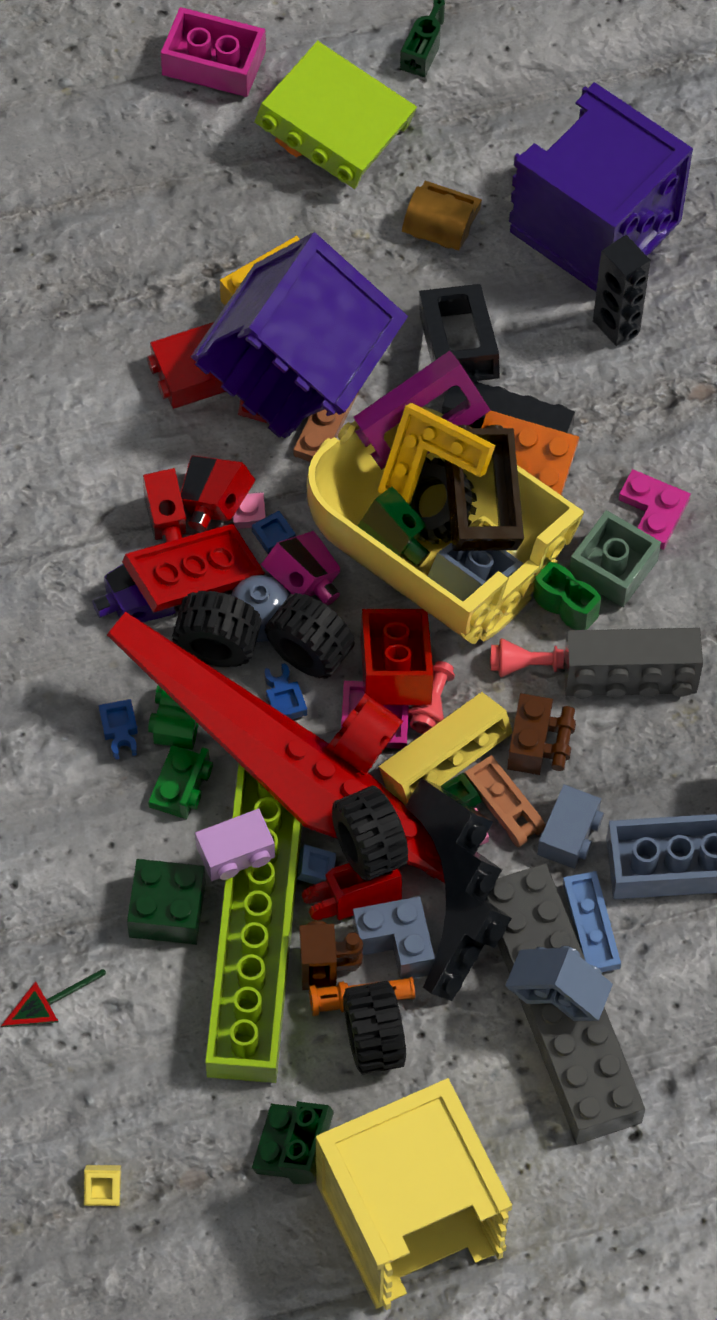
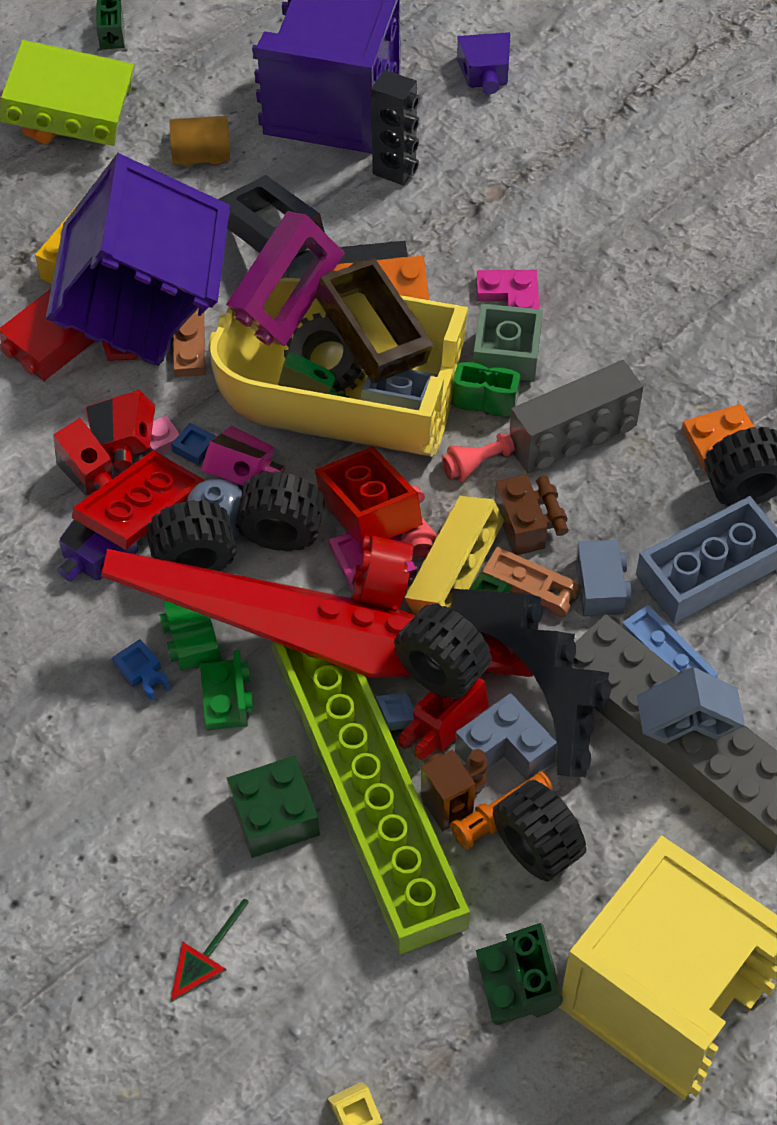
camera: 25 degrees left, 5 degrees down
(235, 845) = (319, 720): lavender brick -> none
(284, 696) = (282, 572): blue plate -> none
(425, 432) = (301, 284): yellow plate -> none

